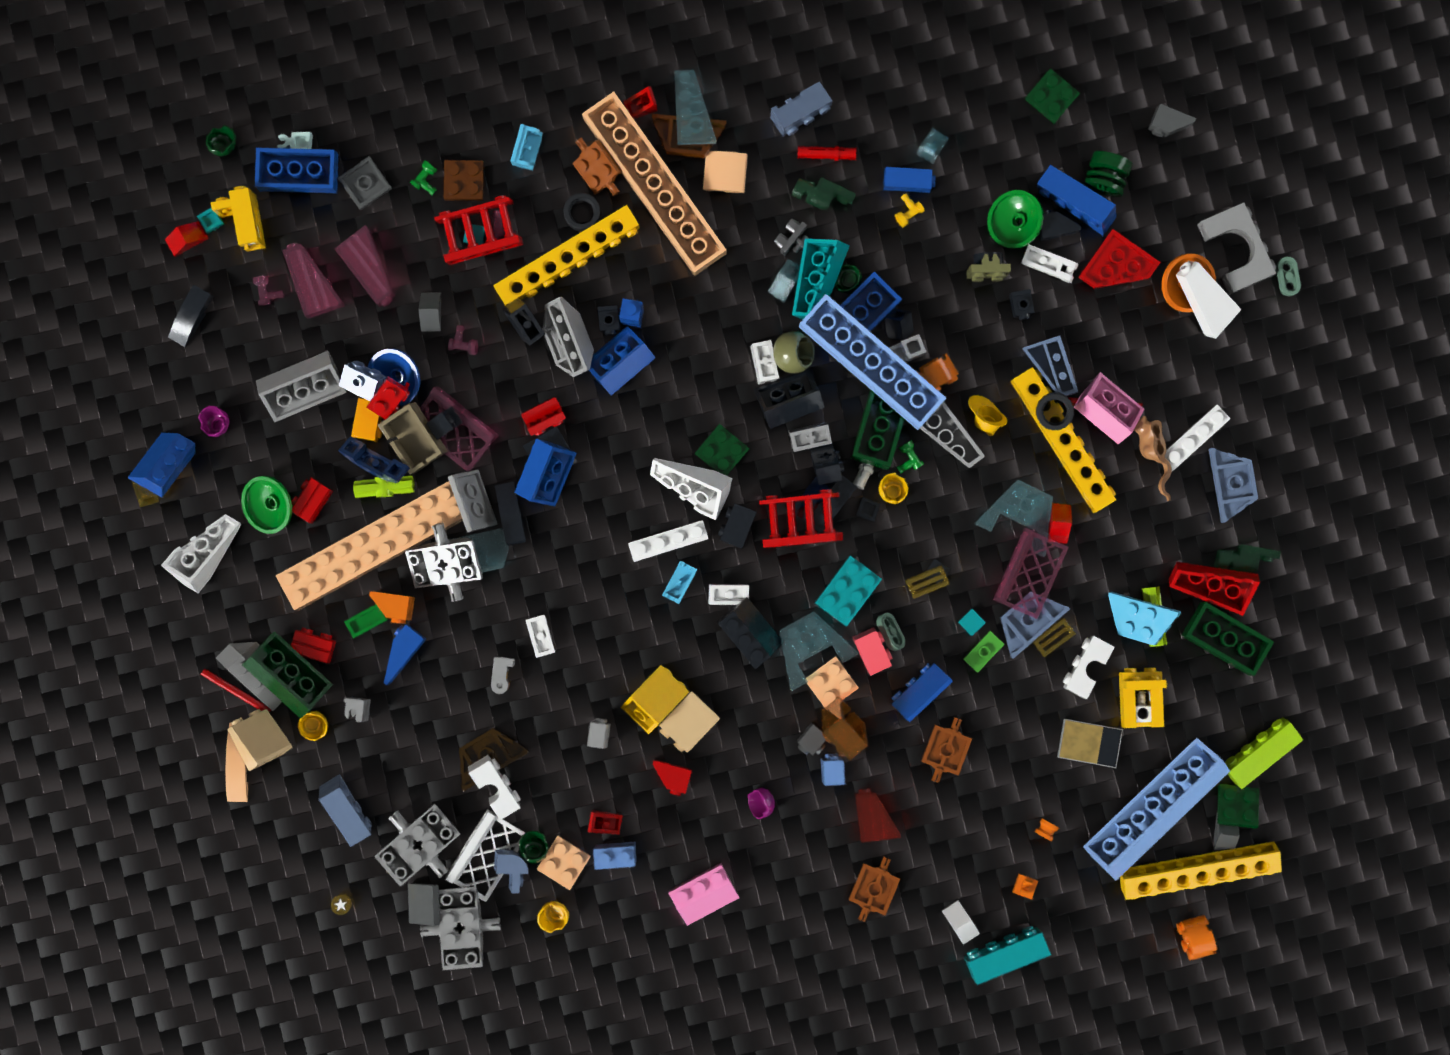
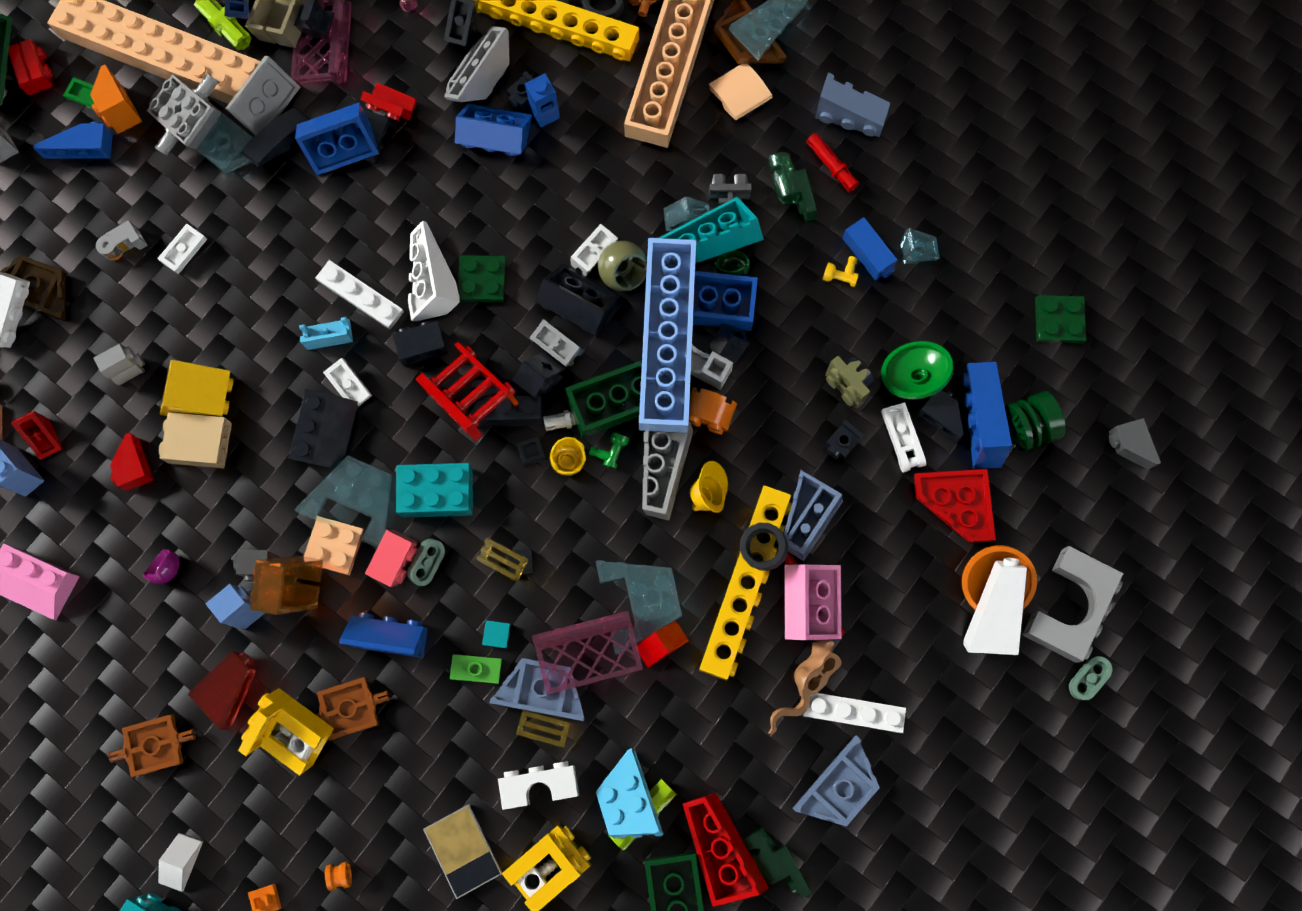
camera: 55 degrees right, 10 degrees down
(939, 802) = (286, 731): none -> yellow brick

